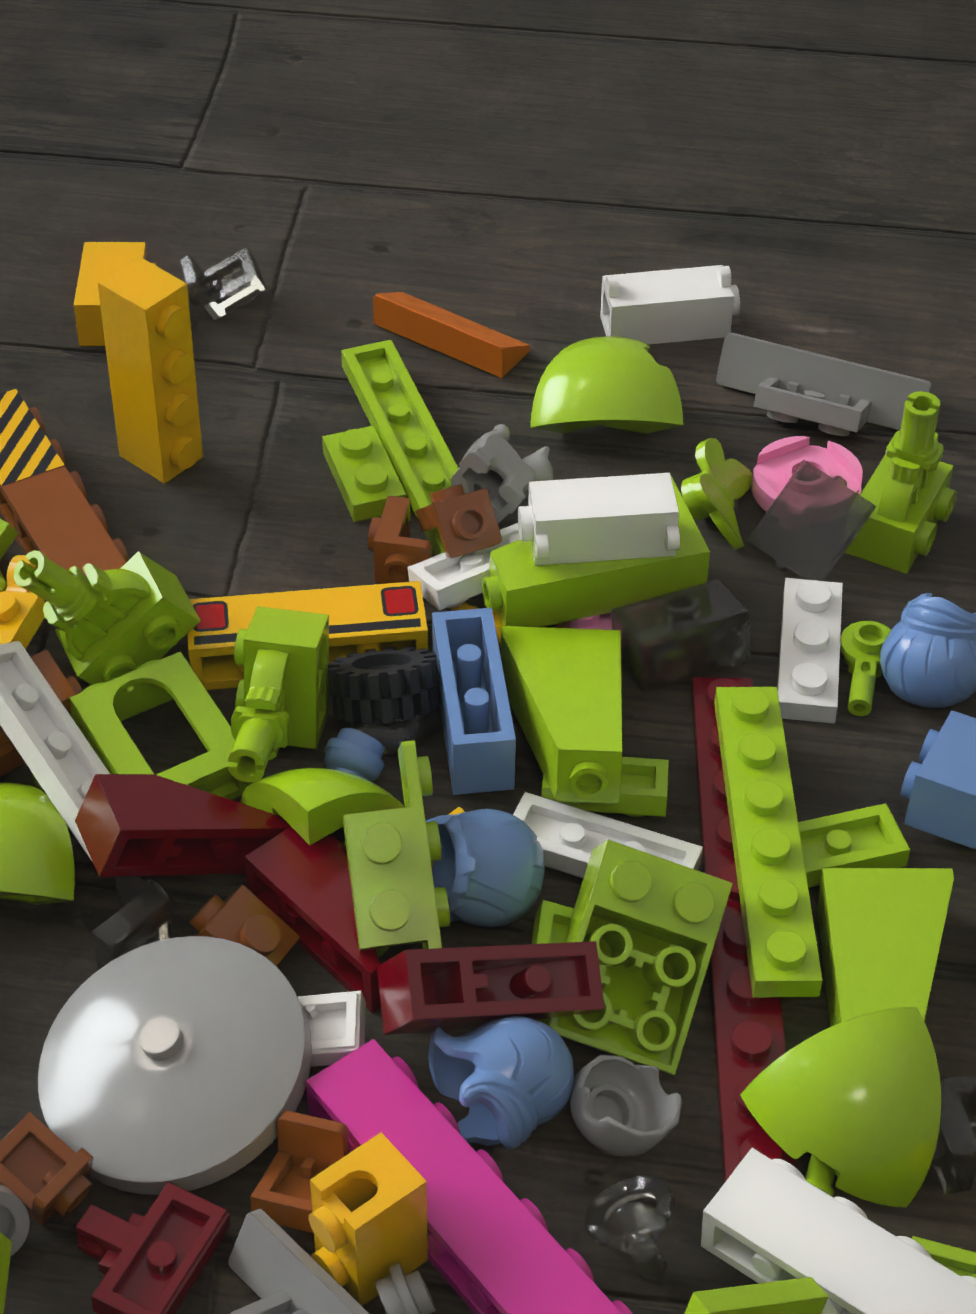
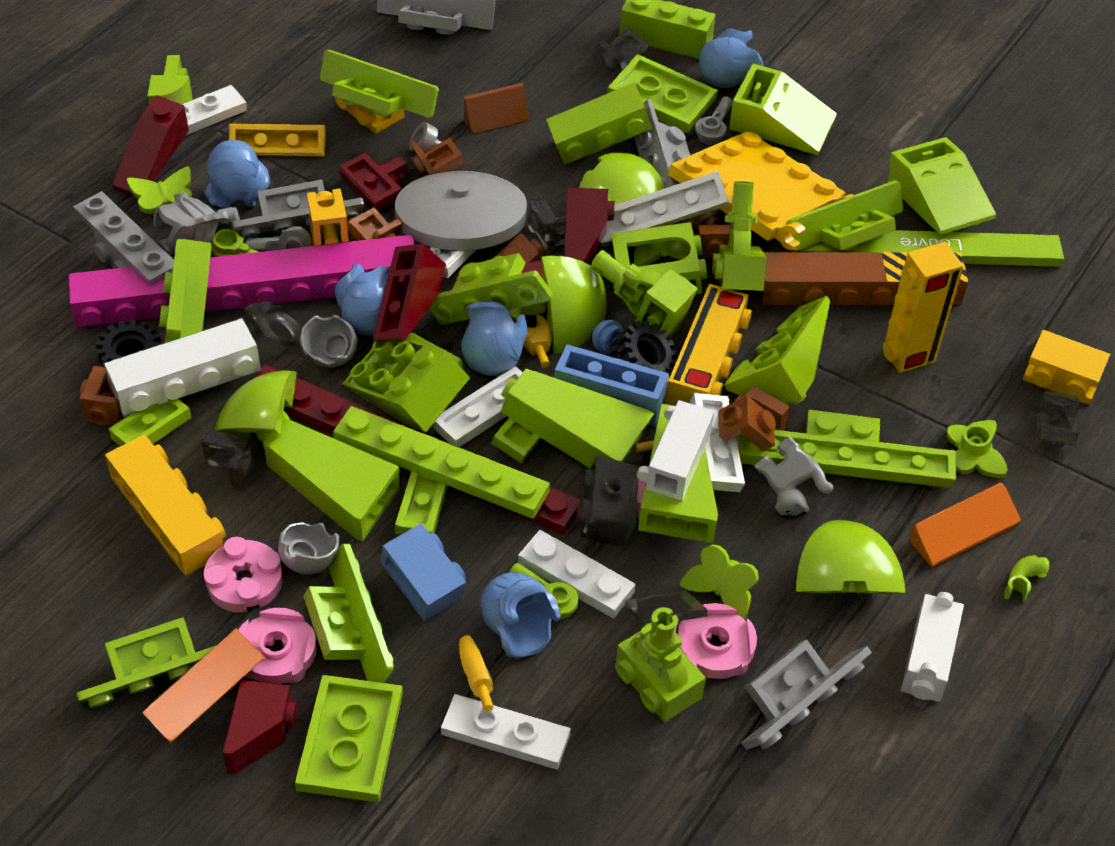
camera: 115 degrees right, 5 degrees up
(263, 546) = (788, 359): none -> lime wedge
(304, 347) = (976, 449): none -> lime animal
(477, 269) = (1024, 568): none -> lime arm

